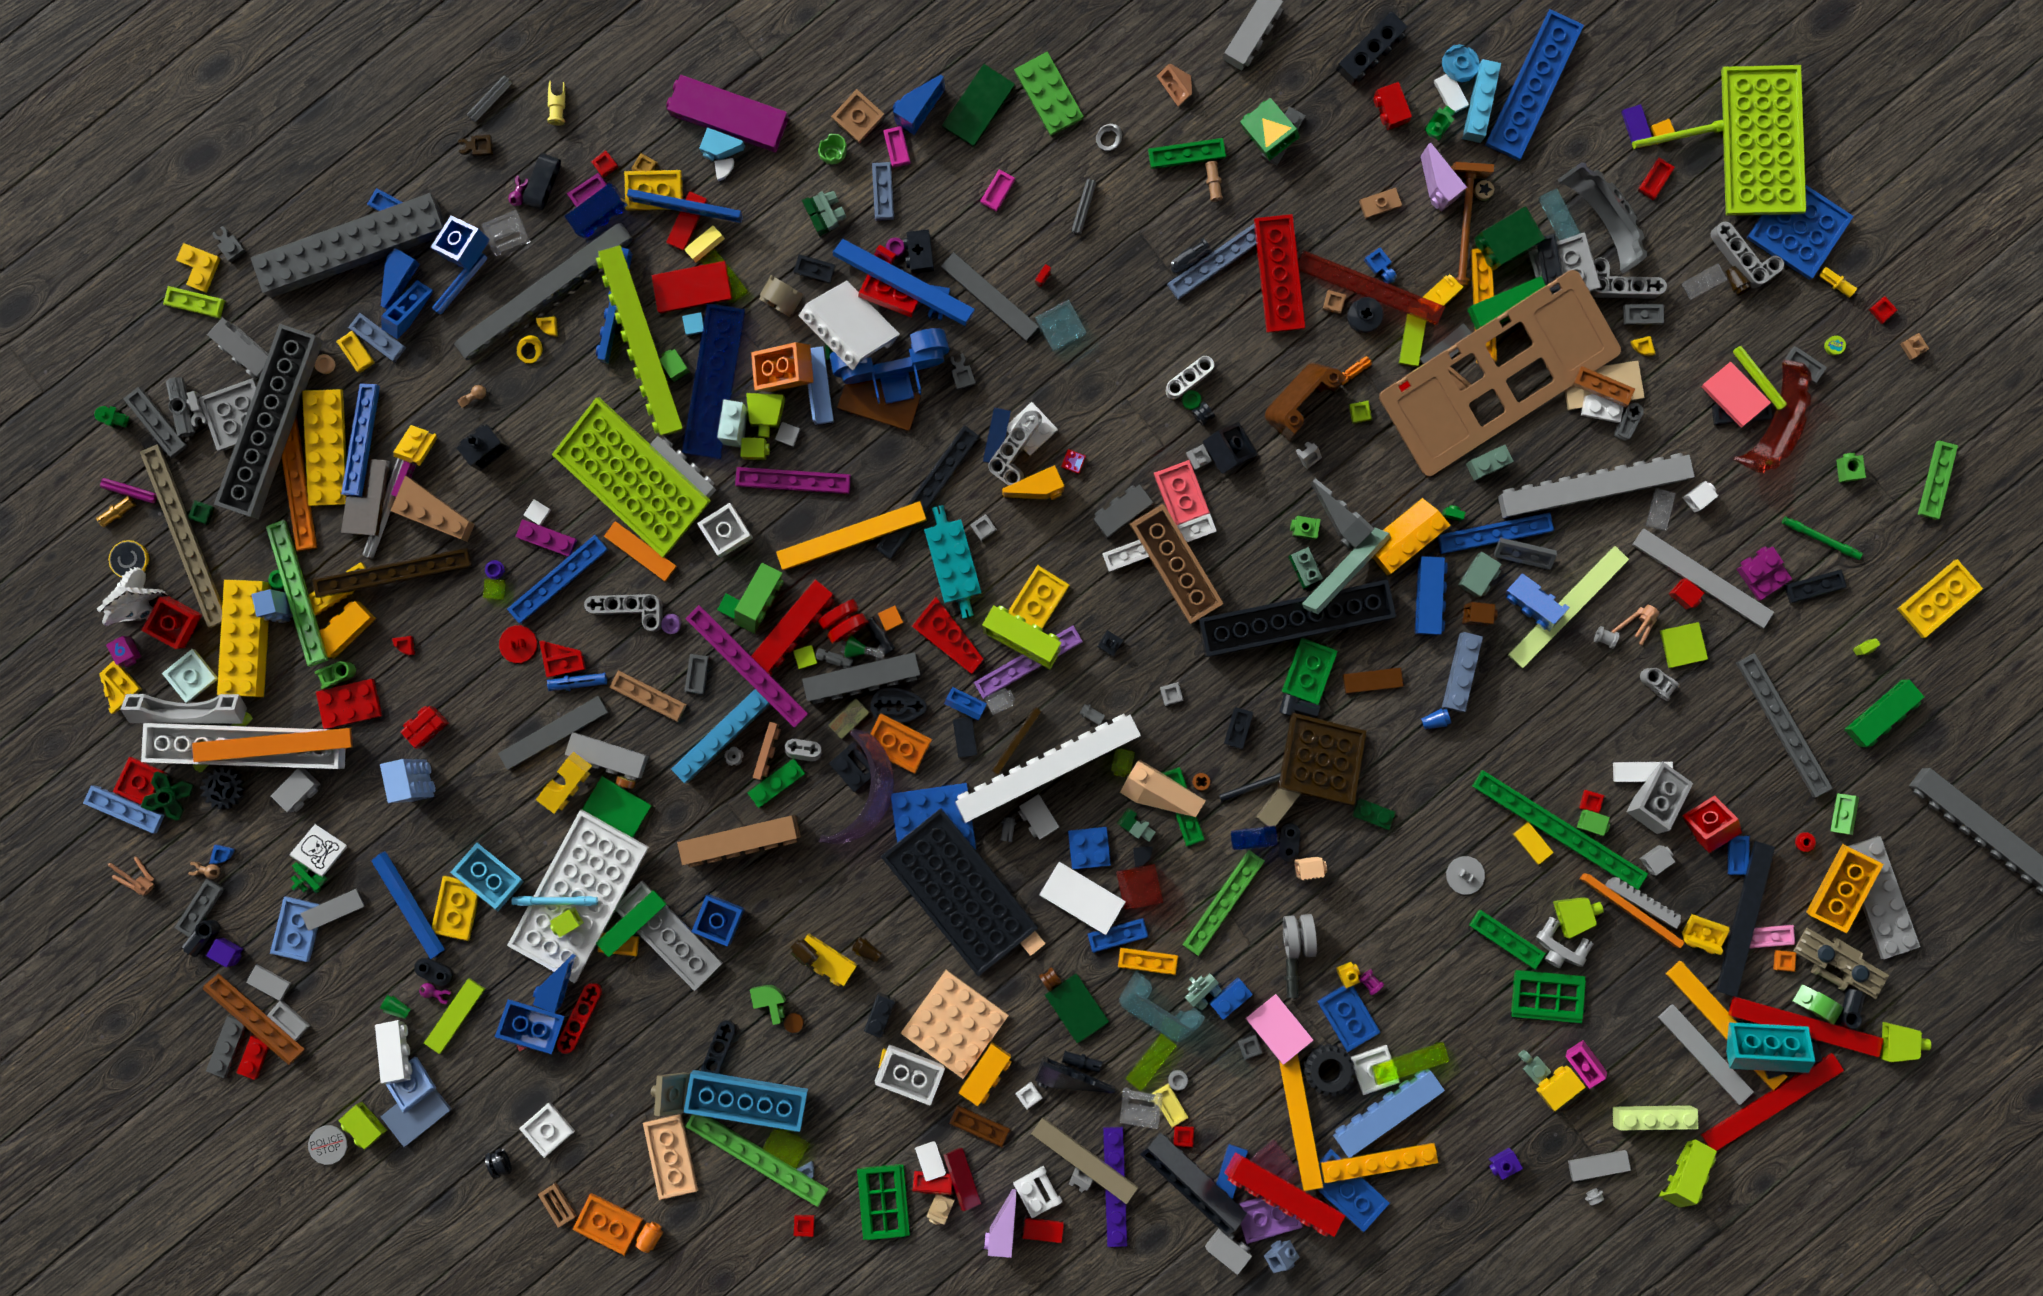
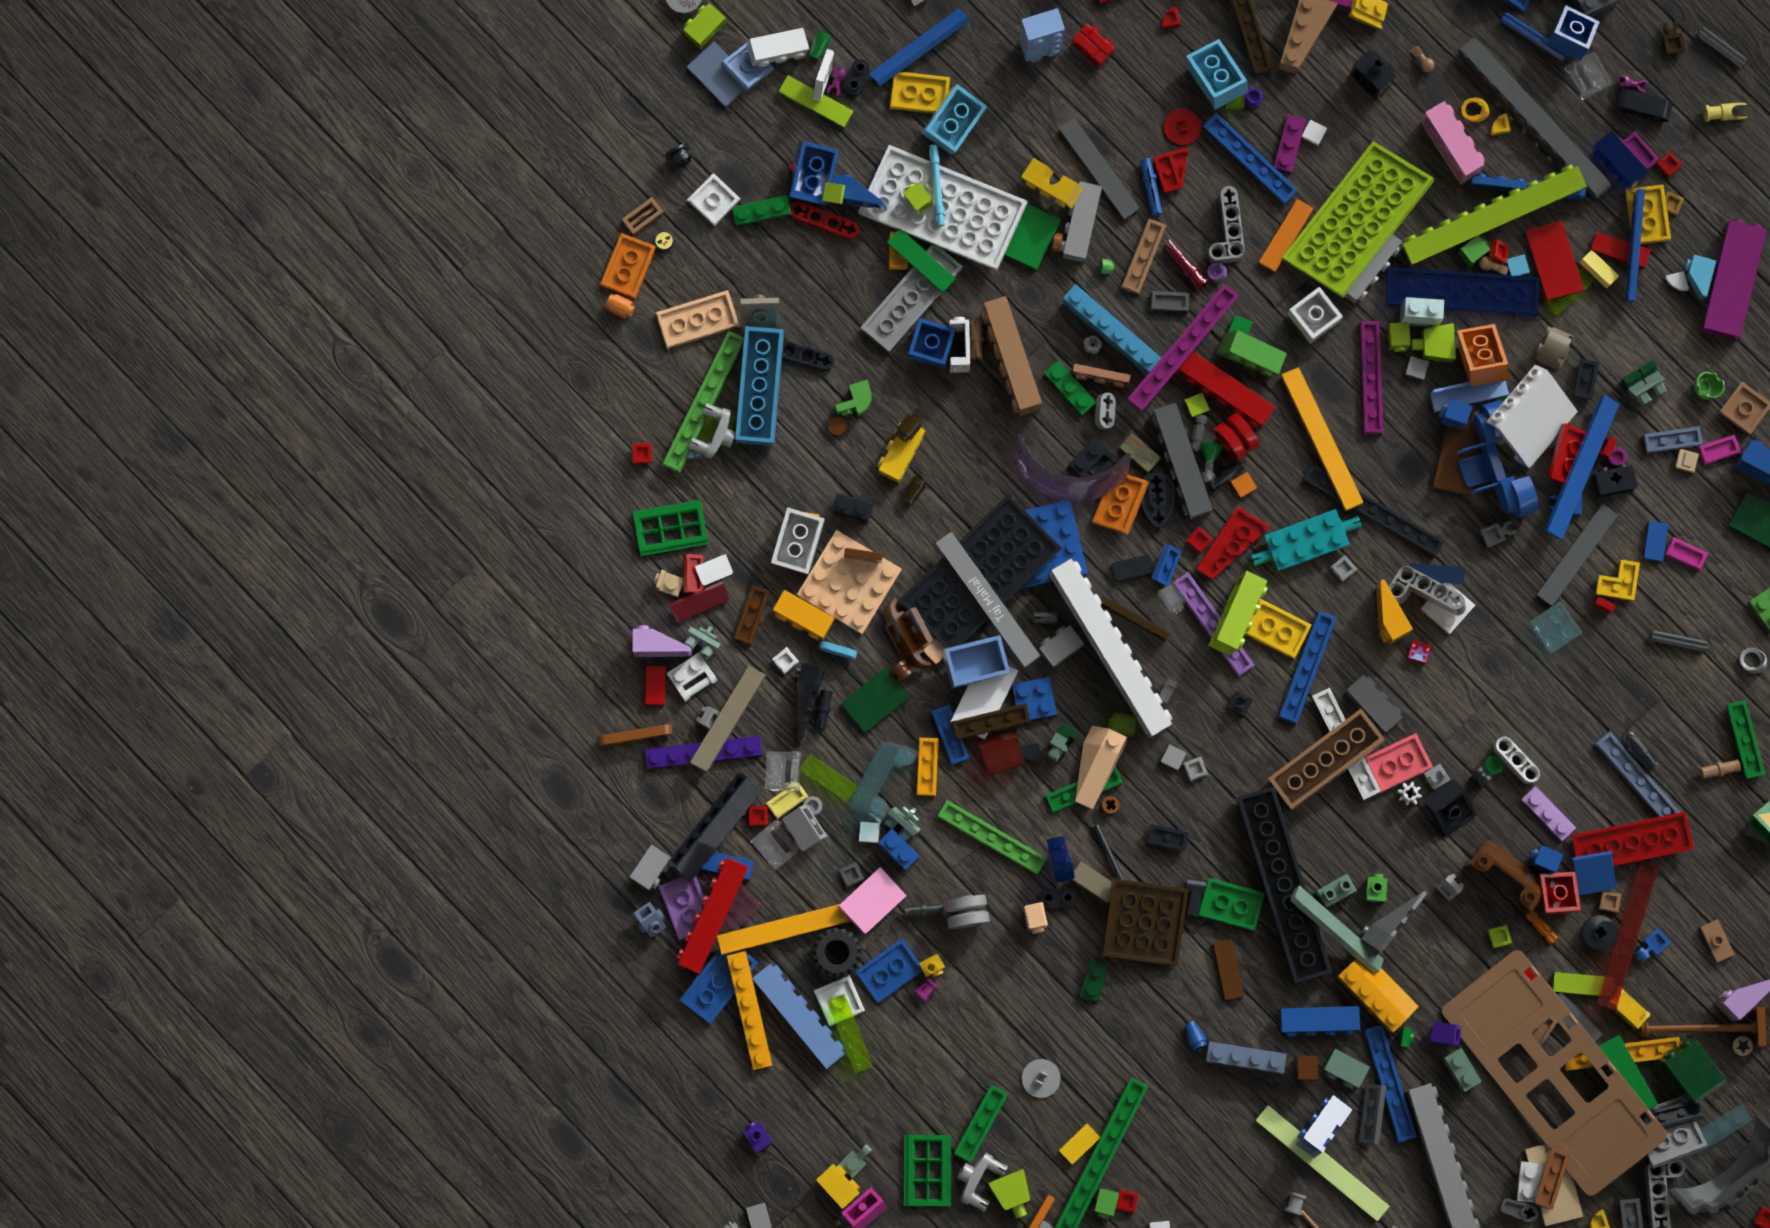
camera: 80 degrees right, 5 degrees down
(427, 1008) = (823, 75): none -> white tile
(466, 604) = (1217, 74): none -> medium azure brick
(552, 1008) = (833, 193): none -> lime tile
(561, 374) = (1453, 142): none -> bright pink brick
(563, 1081) = (762, 210): none -> green plate
(585, 1184) = (664, 241): none -> tile
(655, 735) = (1106, 266): none -> bright green hinge
(668, 650) = (1191, 272): none -> dark red pin
(677, 341) = (1498, 251): none -> red plate
(688, 353) = (1487, 263): none -> medium nougat arm
(718, 873) = (976, 340): none -> medium nougat pin
(743, 890) = (961, 364): none -> white panel
(793, 1143) = (721, 436): none -> light grey connector
(840, 400) = (1455, 414): none -> blue brick
(905, 179) = (1686, 460): none -> tan tile
(930, 1009) = (863, 555): none -> reddish brown tile
(942, 667) = (1199, 540): none -> red tile
(982, 218) = (1655, 541): none -> blue tile
(986, 887) = (988, 599): none -> light grey tile
(1008, 1172) = (704, 639): none -> sand green hips
(1013, 970) = (908, 634): none -> reddish brown plate
(1023, 1042) = (837, 650): none -> medium azure tile
(1025, 255) = (1623, 586): none -> yellow plate
(1050, 905) = (975, 662): none -> medium blue piece
(1079, 573) = (1307, 667): none -> blue tile
(1092, 1256) = (635, 735): none -> dark orange beam
(1110, 894) = (991, 721): none -> dark brown tile
(1158, 714) = (1173, 757): none -> light grey tile
(1201, 1091) = (804, 828): none -> light grey brick
(1209, 487) = (1405, 796): none -> white gear
(1209, 1026) = (869, 832): none -> white tile
(1217, 1127) = (771, 849): none -> clear plate
(1243, 352) = (1548, 813): none -> lavender plate
(1292, 359) = (1545, 859): none -> blue brick
(1307, 313) = (1594, 873): none -> blue tile
(1326, 348) = (1559, 893): none -> red slope
(1453, 474) = (1445, 1033): none -> dark purple brick

